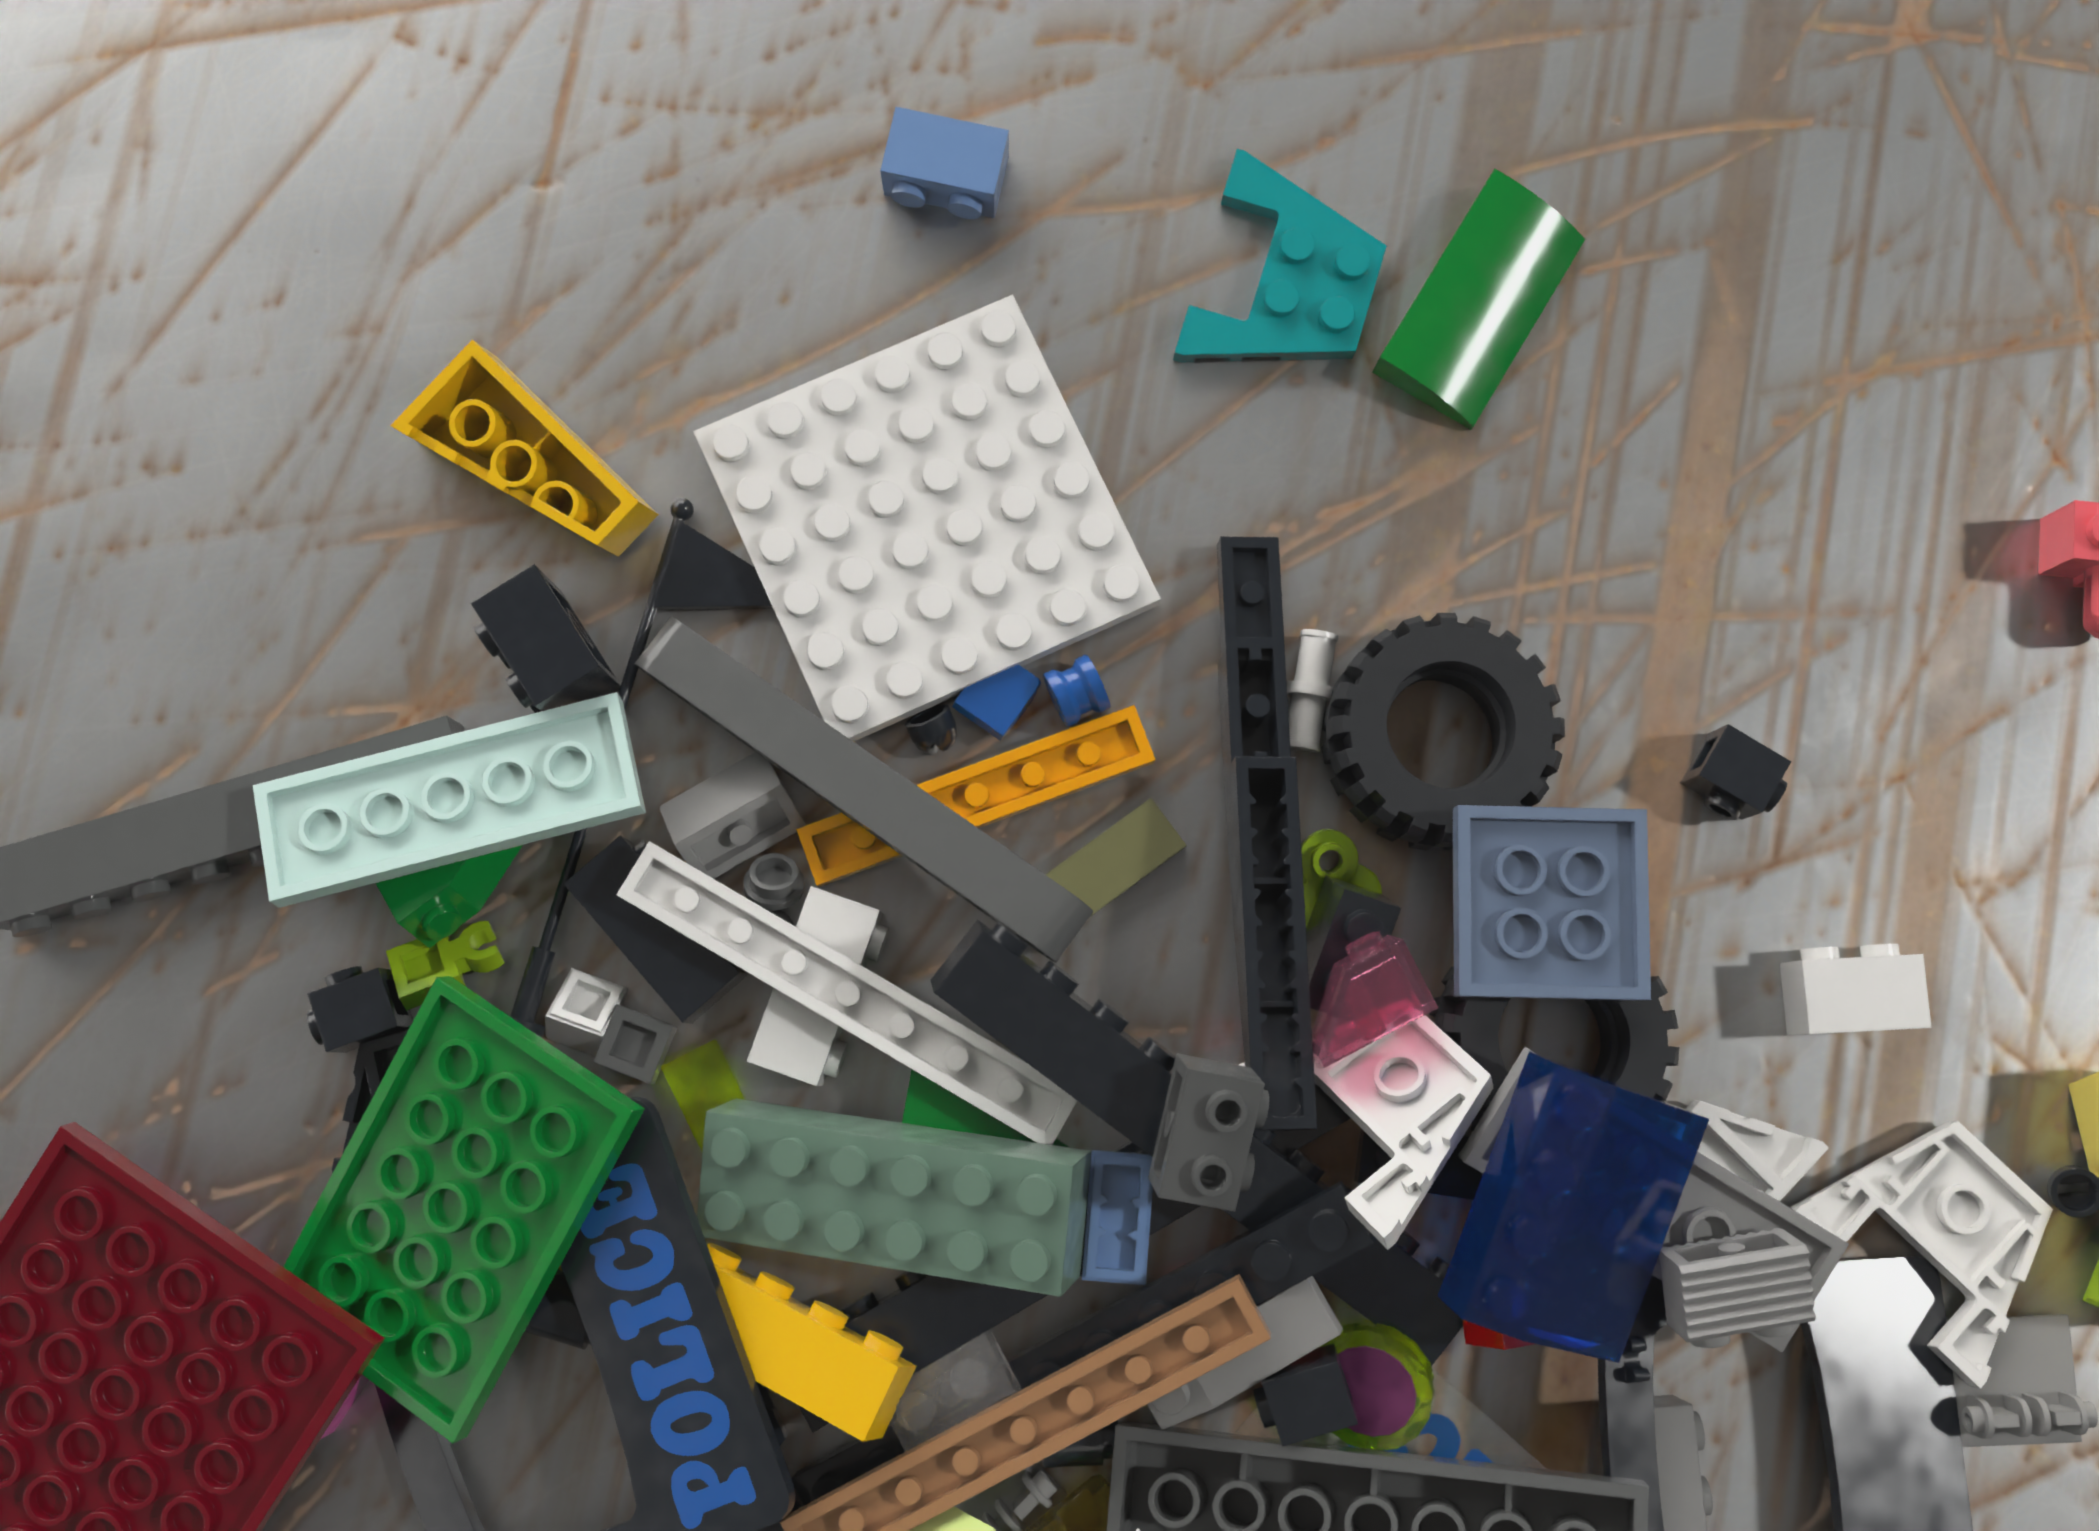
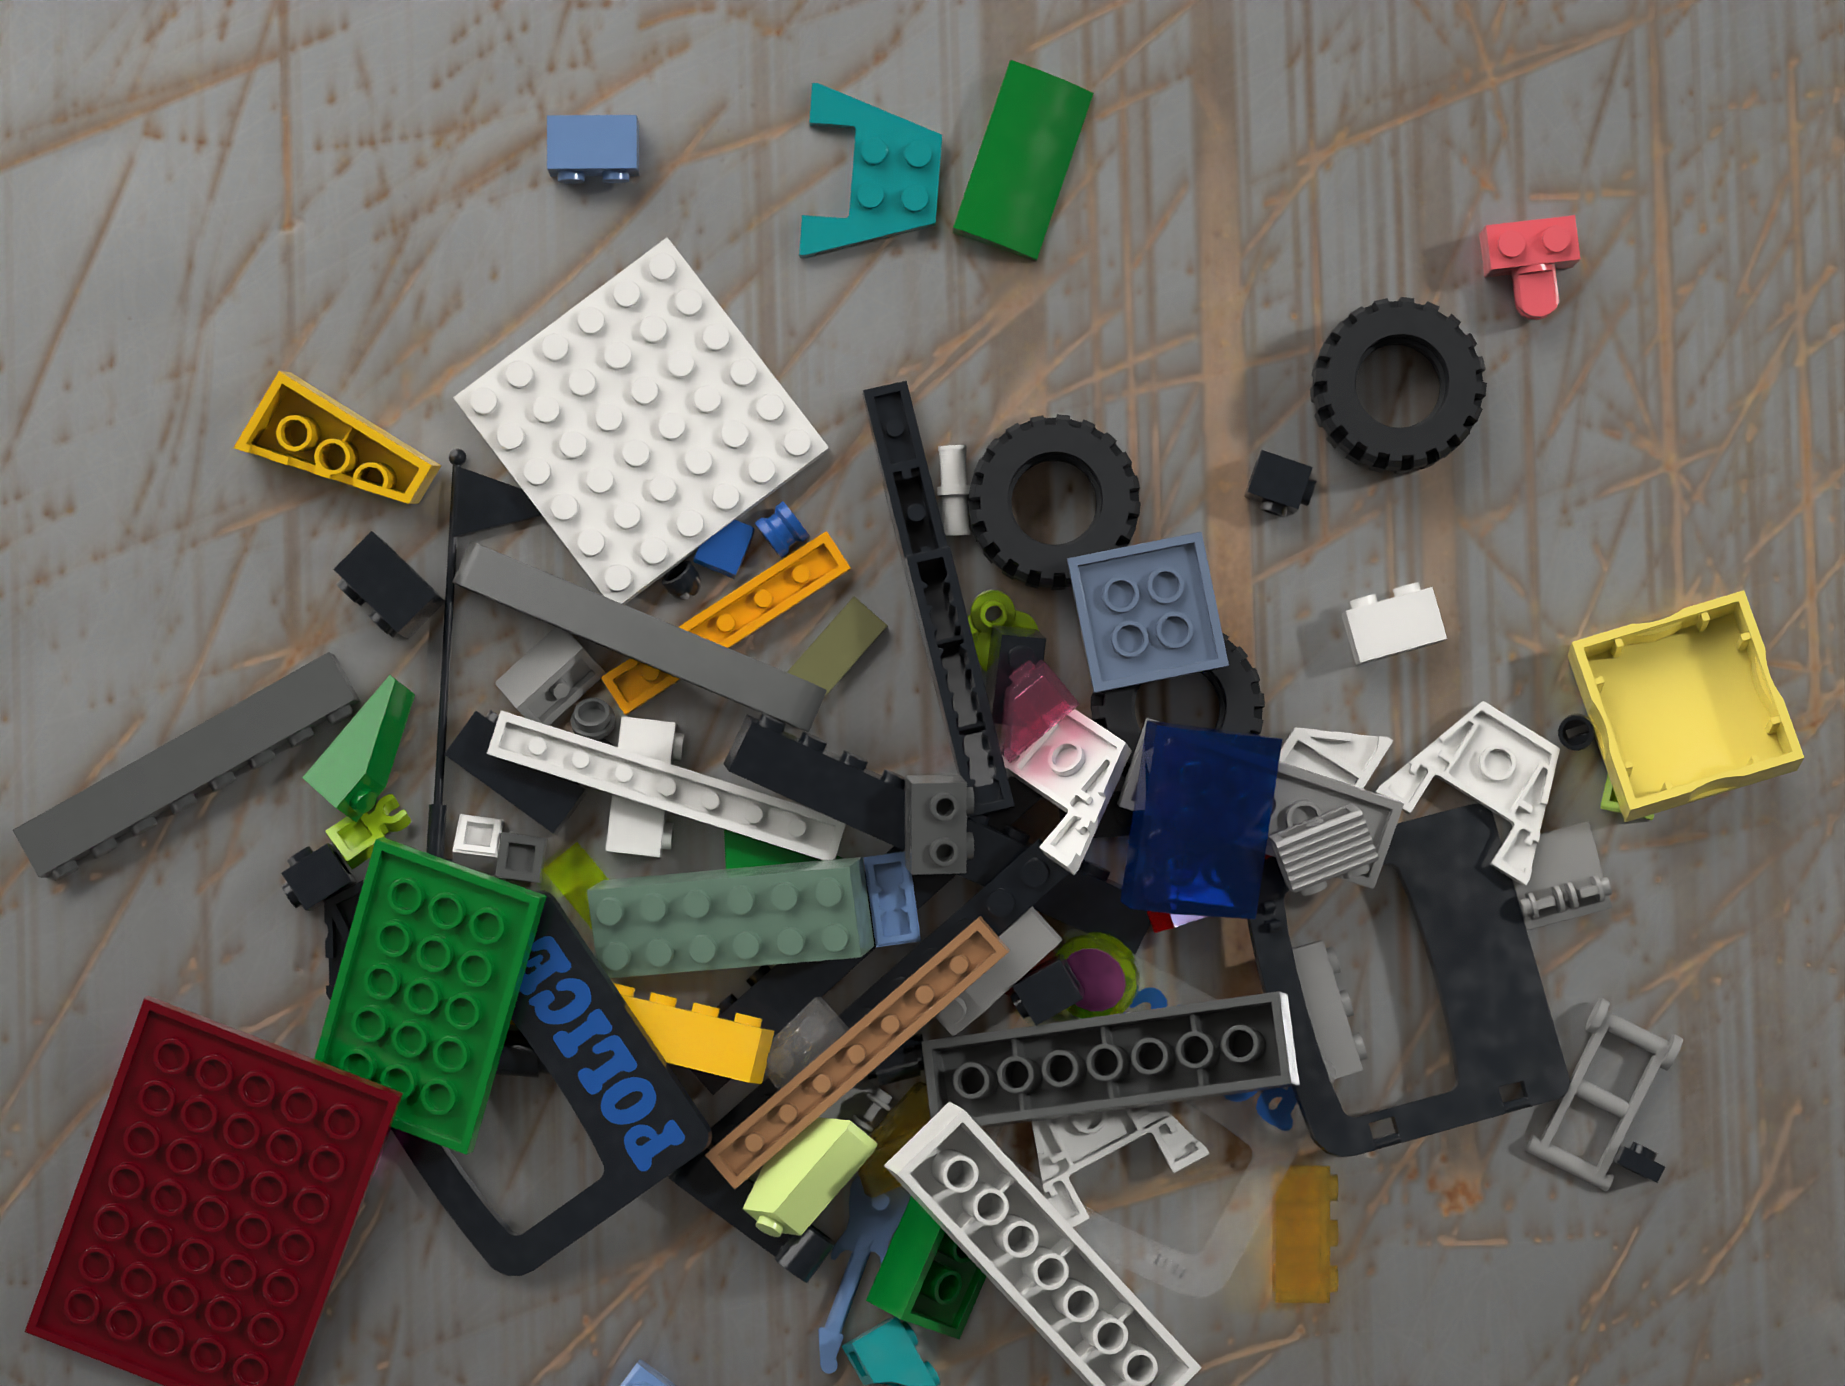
camera: 10 degrees left, 5 degrees up
(447, 800) = (350, 712): light aqua plate -> none
(1978, 634) = (1435, 338): none -> black tyre

